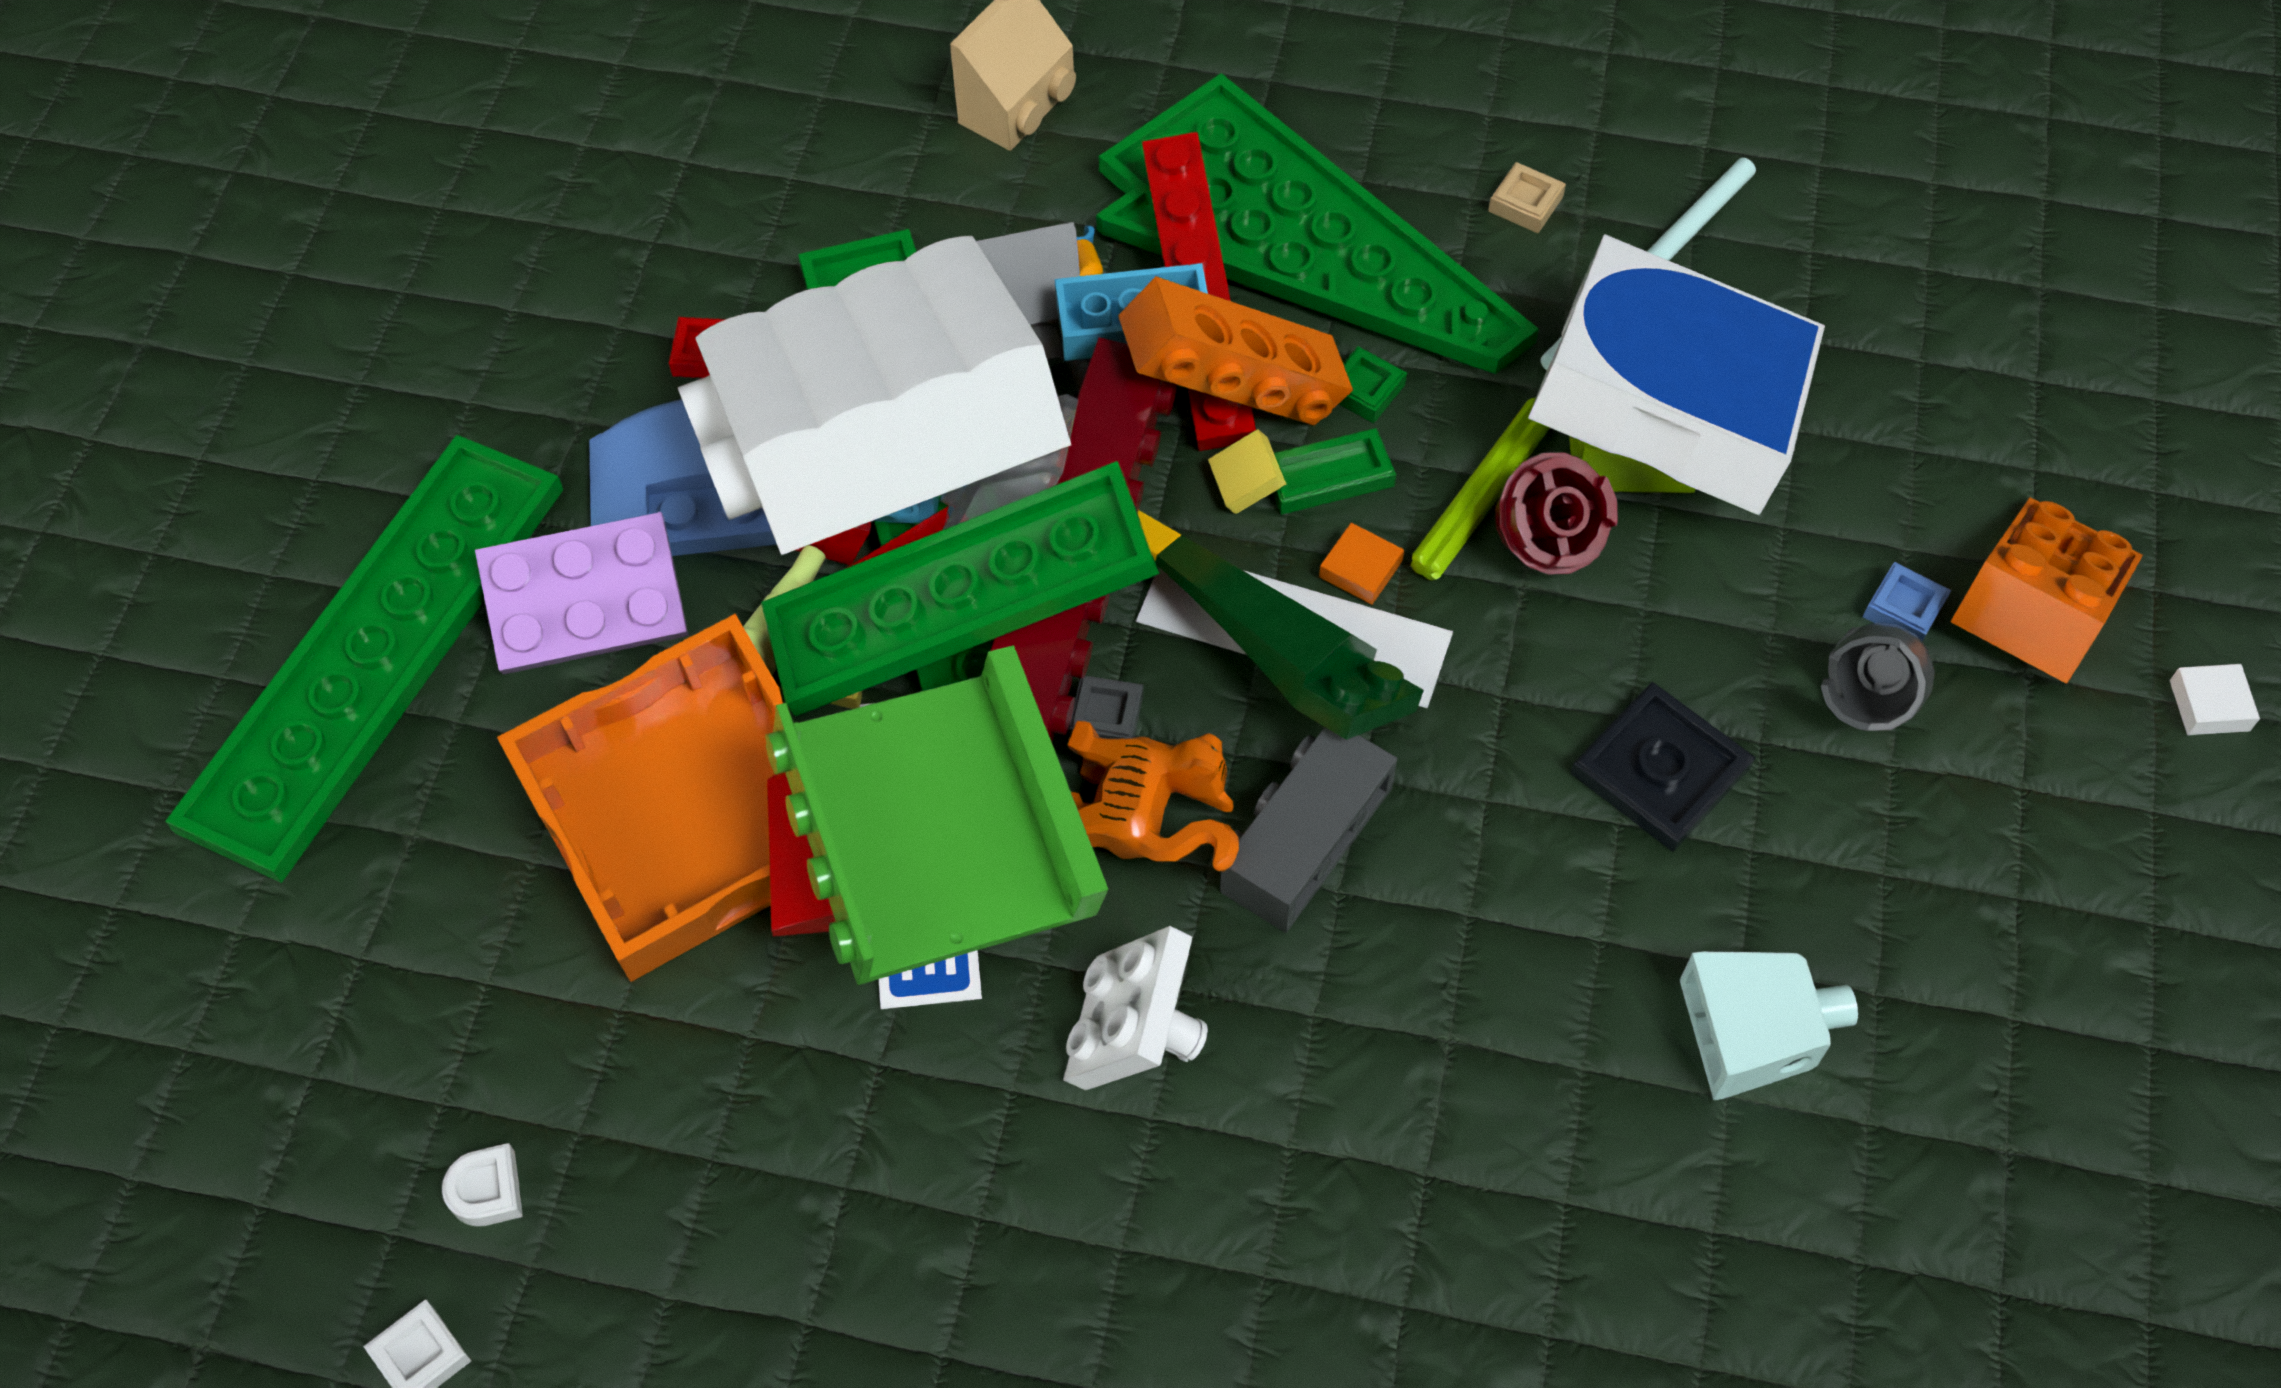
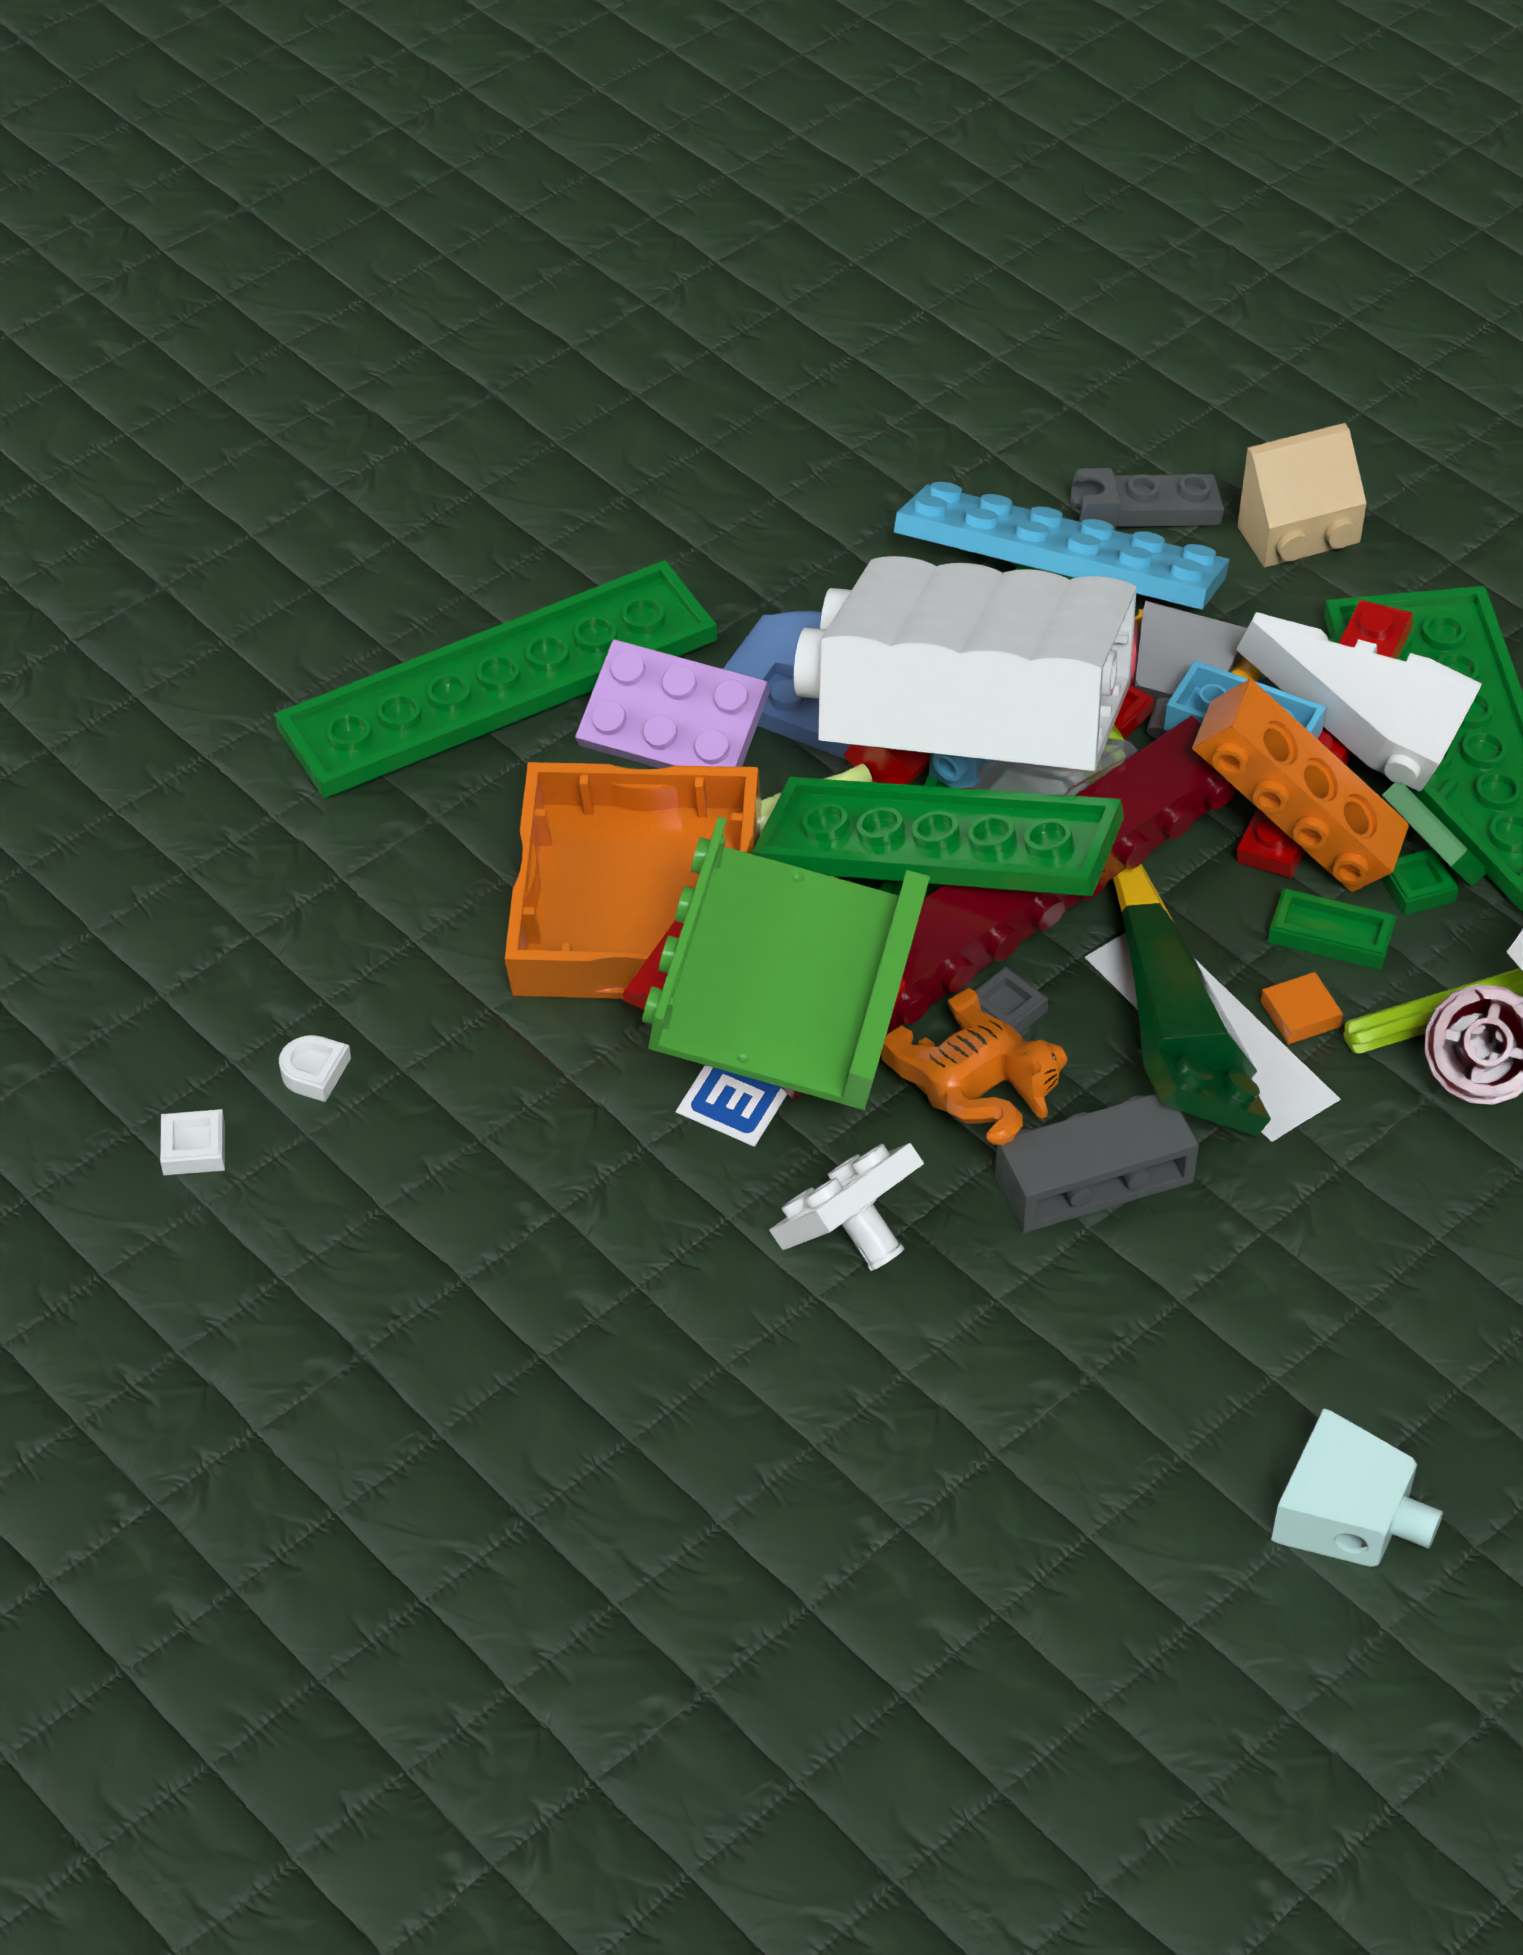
camera: 35 degrees right, 10 degrees down
(825, 223) = (1062, 545): none -> medium azure plate
(862, 140) = (1146, 498): none -> dark grey plate
(1246, 471) = (1258, 891): light yellow tile -> none
(1250, 241) = (1379, 707): none -> white wedge
(1354, 331) = (1435, 833): none -> green tile
(1662, 766) = (1433, 1285): black tile -> none

